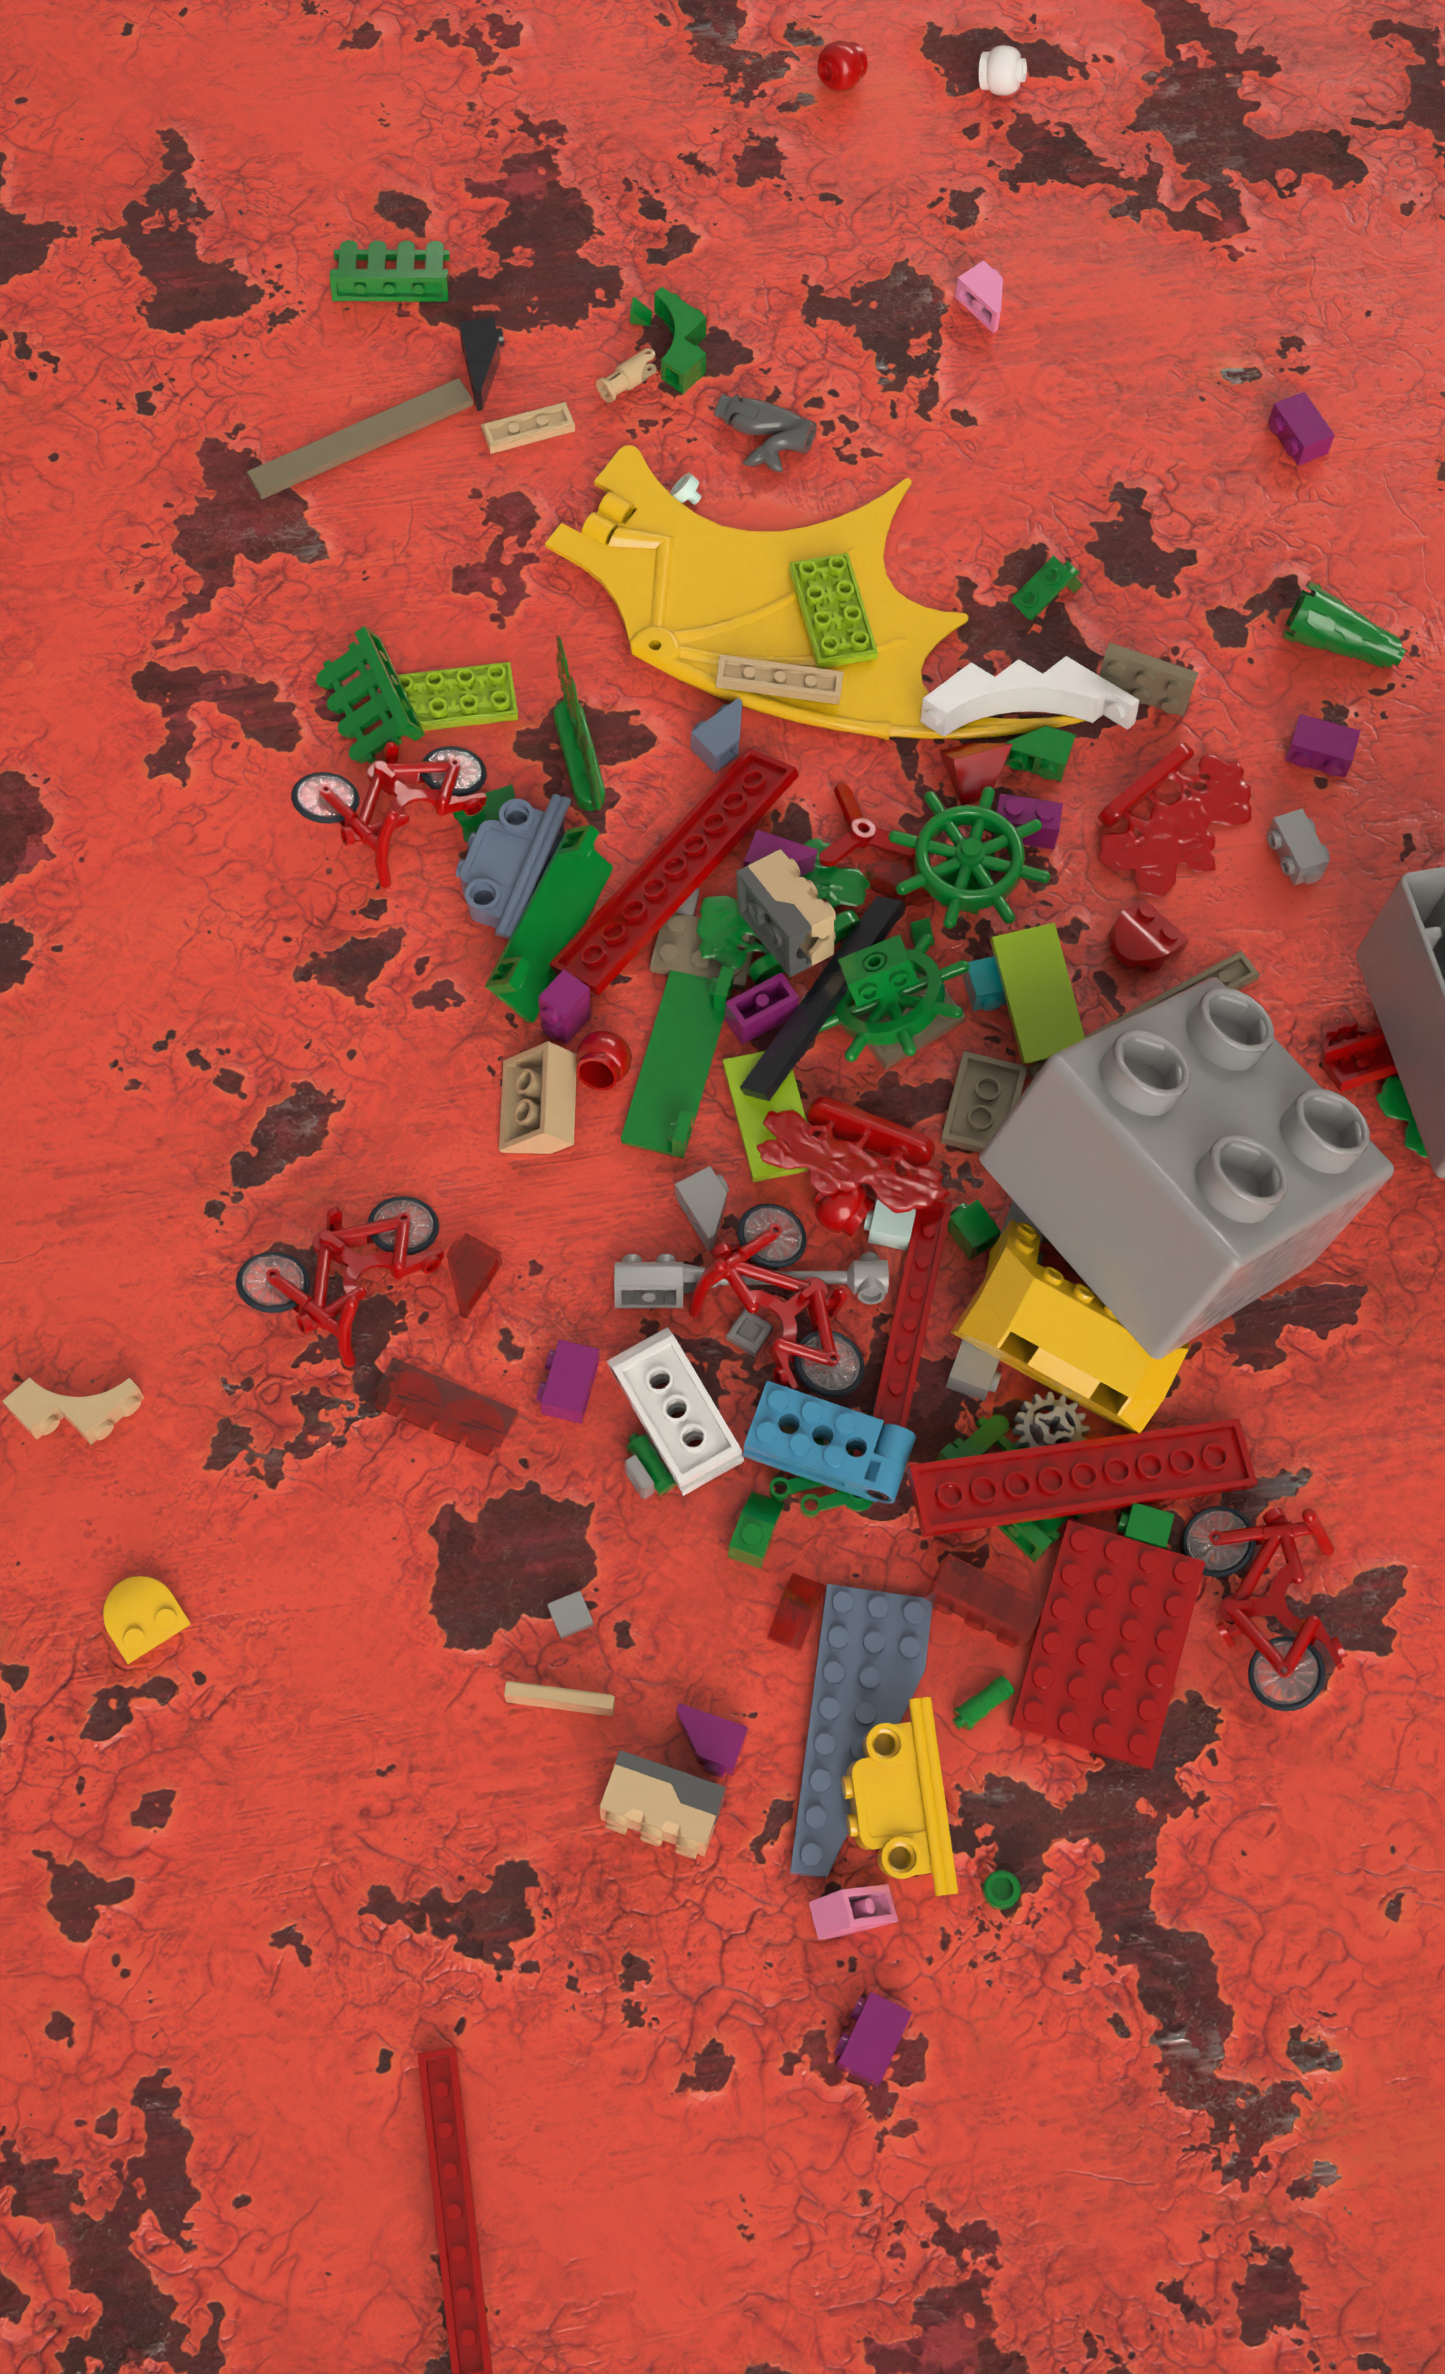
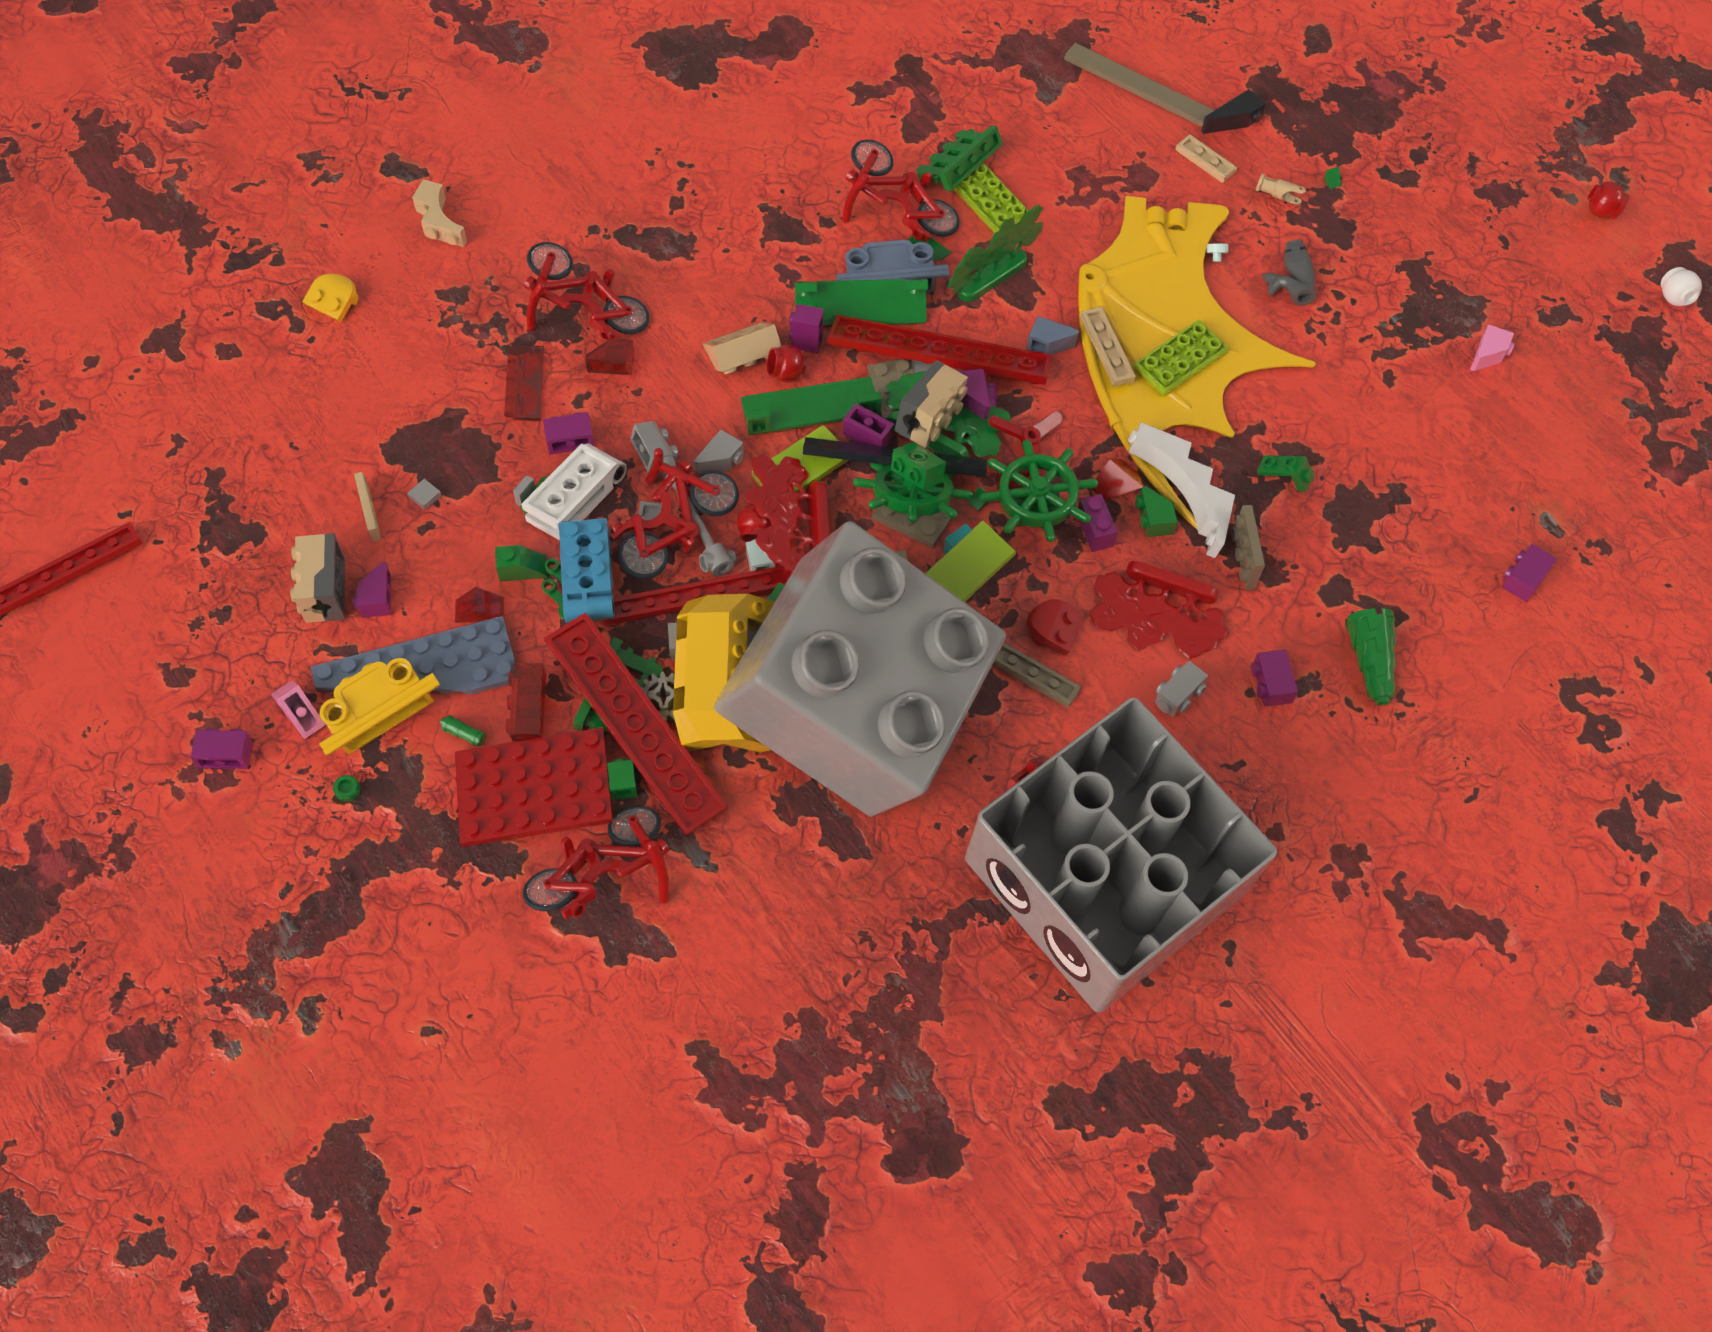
camera: 65 degrees right, 5 degrees down
(384, 284) = (1256, 52): green fence -> none
(685, 359) = (1336, 204): green arch -> none

